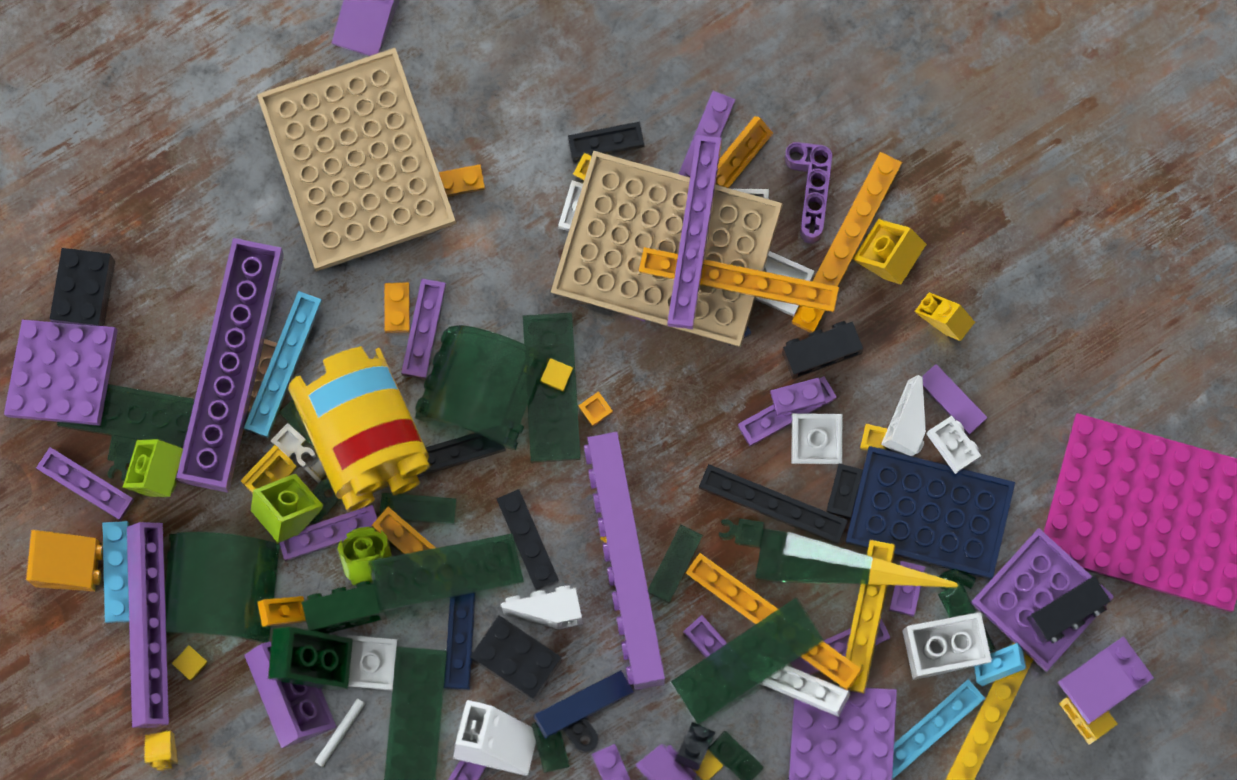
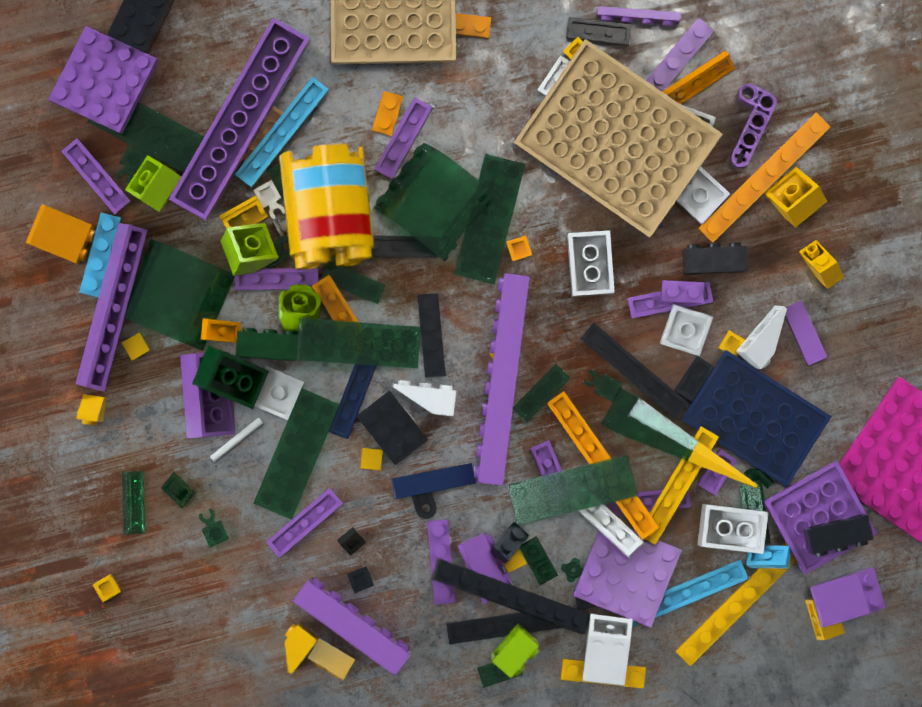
camera: 10 degrees right, 10 degrees up
(494, 739) = (355, 487): white slope -> none
(505, 701) = (371, 459): none -> yellow tile
(550, 750) = (396, 509): clear green plate -> none
(556, 374) = (497, 211): yellow tile -> none
(654, 107) = (647, 17): none -> medium lavender plate
(682, 399) = (590, 263): none -> white brick
(694, 232) = (644, 135): medium lavender plate -> none
(746, 281) = (667, 185): light orange plate -> none
(772, 755) = (575, 563): none -> clear green plate
(954, 444) = (793, 371): white bracket -> none

